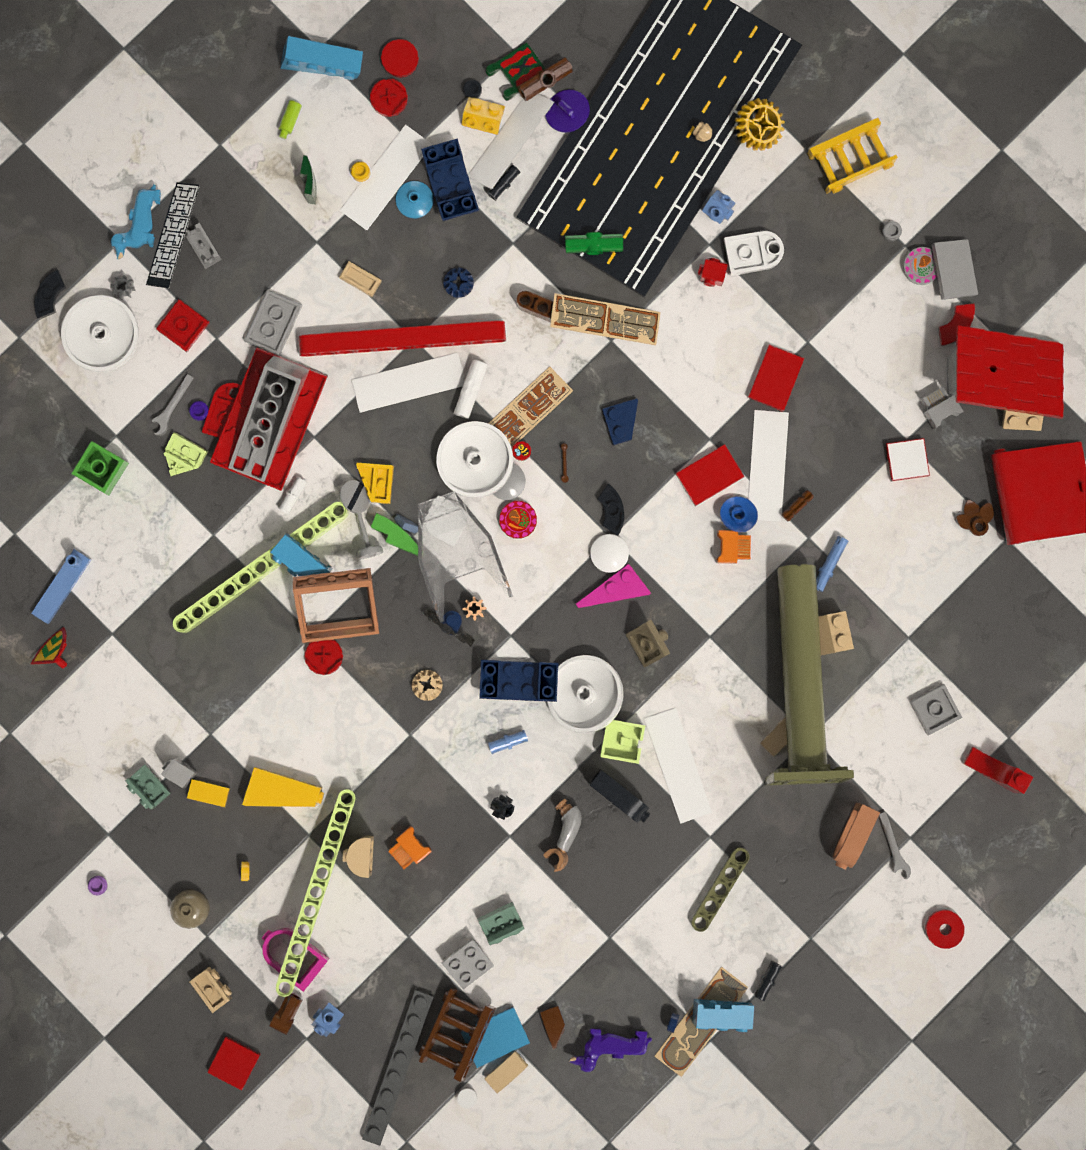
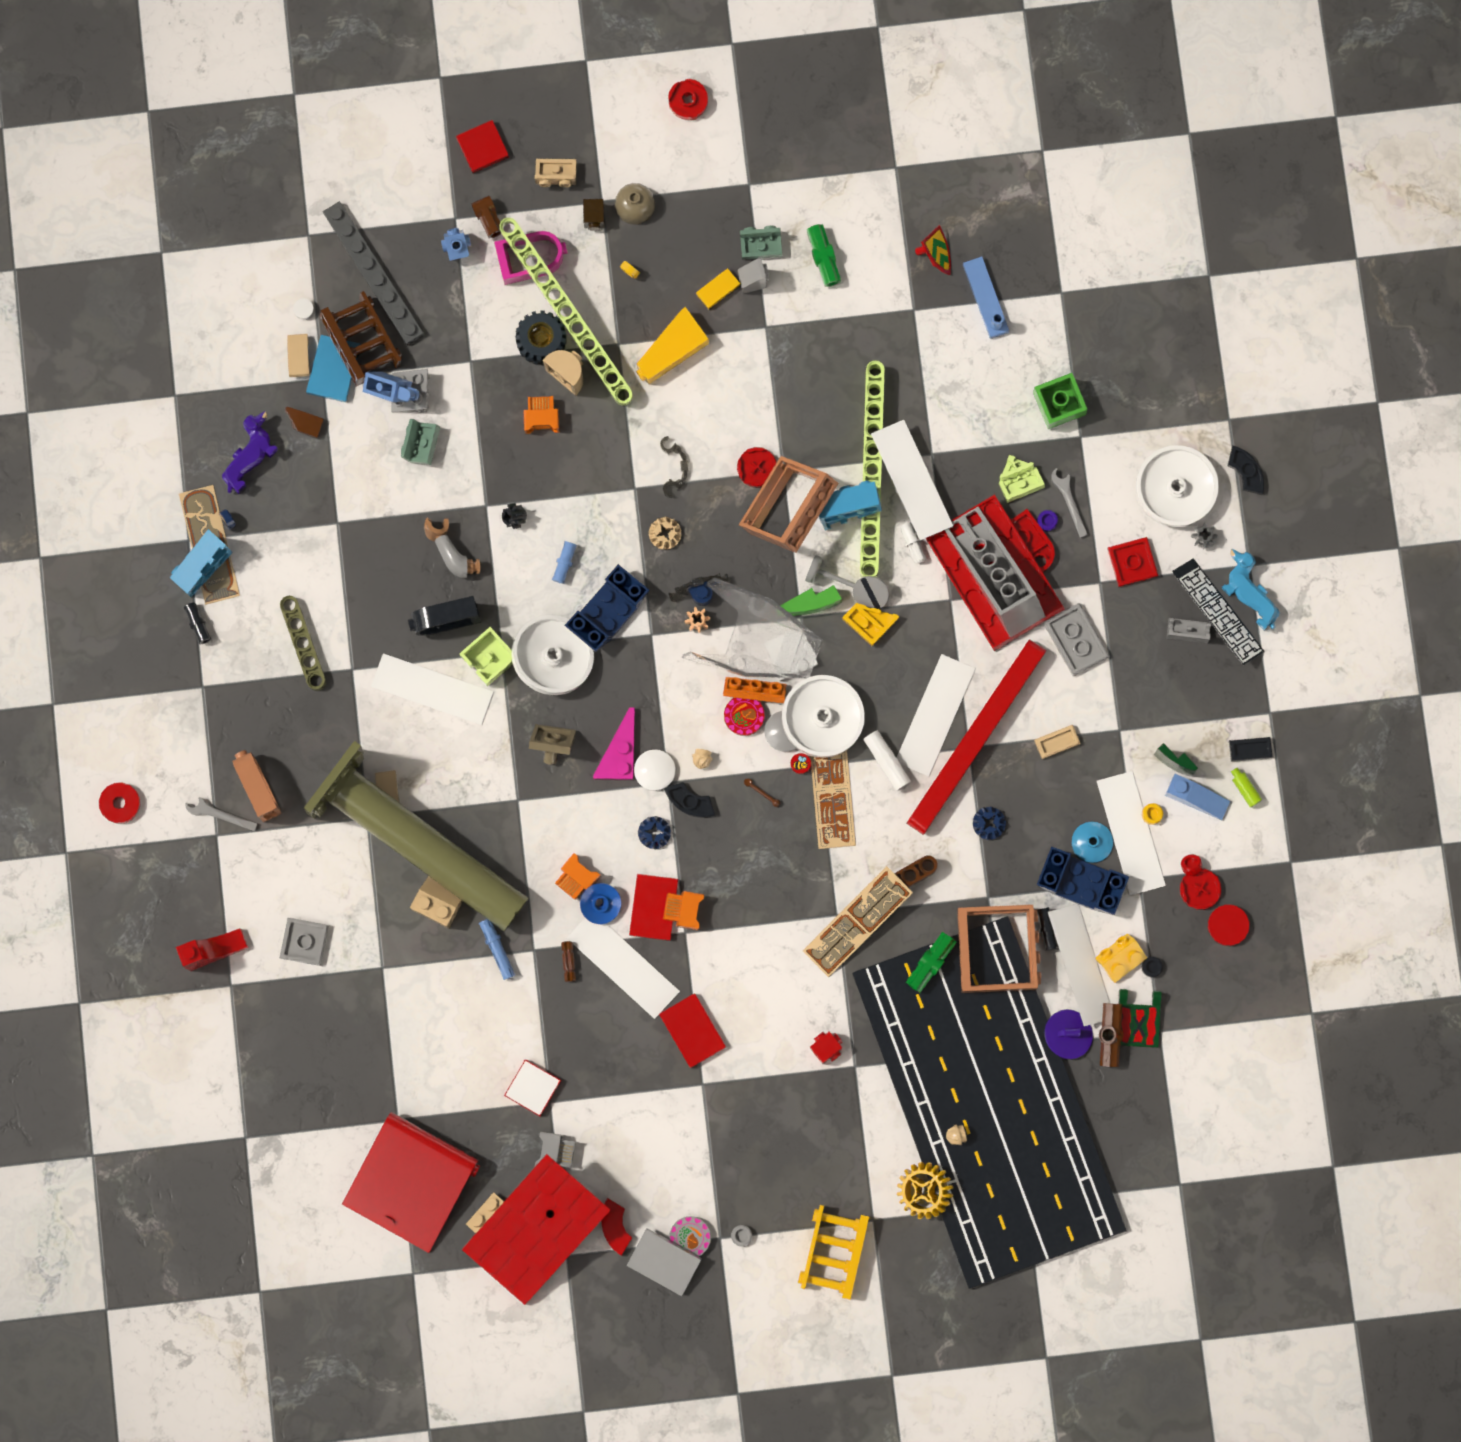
camera: 140 degrees right, 5 degrees down
(84, 940) = (684, 89): none -> red plate
(97, 885) = (713, 145): medium lavender plate -> none
(121, 733) = (823, 255): none -> green piece
(222, 933) = (593, 214): none -> dark brown brick
(245, 531) = (912, 479): none -> white sticker
(258, 137) = (1250, 749): none -> black tile
(321, 58) = (1277, 854): dark azure wedge -> none
(323, 149) = (1197, 797): none -> medium blue slope
(350, 896) = (540, 336): none -> black wheel
(364, 711) = (683, 464): none -> clear smoke piece
(376, 115) = (1191, 864): none -> red tile
(406, 524) = (814, 618): sand blue tile -> none
(478, 979) = (389, 387): none -> medium blue brick
(493, 524) = (754, 689): none -> orange tile
(532, 174) = (1033, 938): none -> nougat window
(574, 525) = (701, 758): none -> tan plate
(621, 421) = (760, 868): dark blue wing -> none
(646, 516) = (646, 838): none -> dark blue gear
(695, 451) = (683, 909): none -> orange piece
(719, 207) = (879, 1097): medium blue brick -> none
(751, 252) = (817, 1095): white plate -> none
(974, 514) = (439, 1107): reddish brown plate -> none

